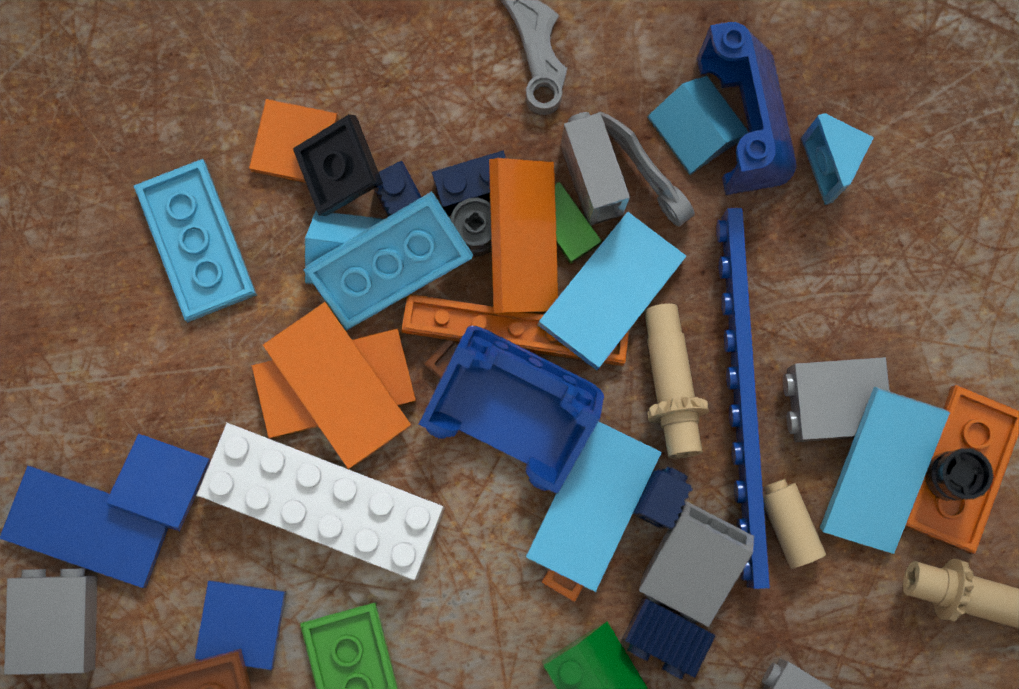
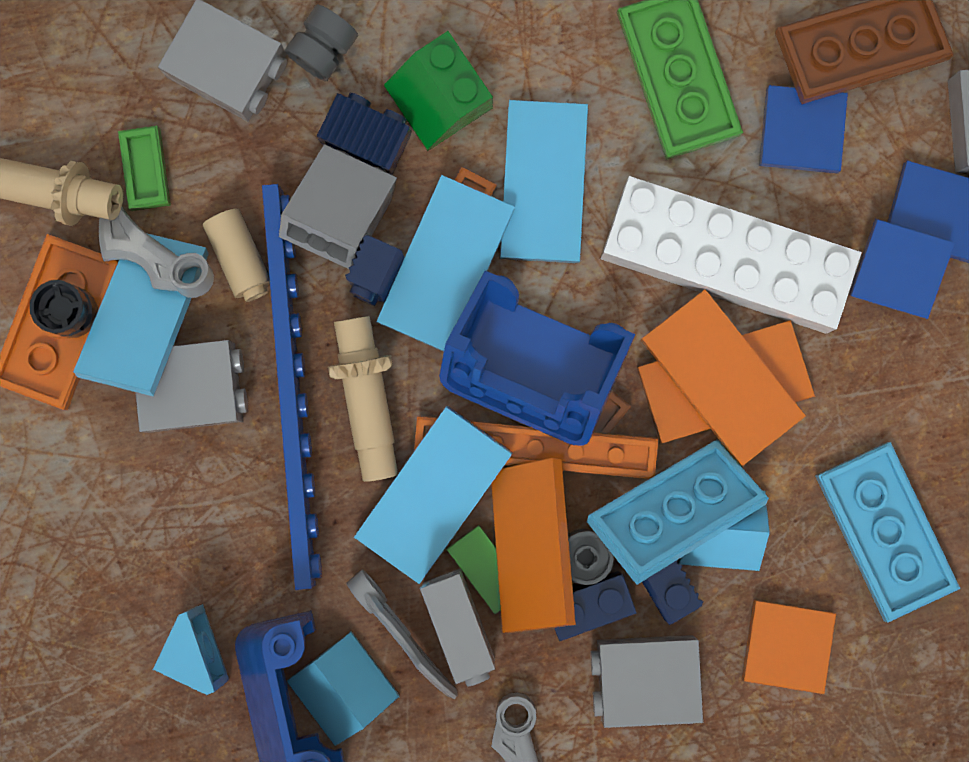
camera: 175 degrees left, 5 degrees up
(337, 165) = (740, 616): black tile -> none
(424, 116) = (647, 681): none -> light grey brick
(494, 585) = (545, 181): none -> medium azure tile
(881, 615) = (144, 168): none -> bright green tile
(898, 540) = (127, 241): none -> light grey piece

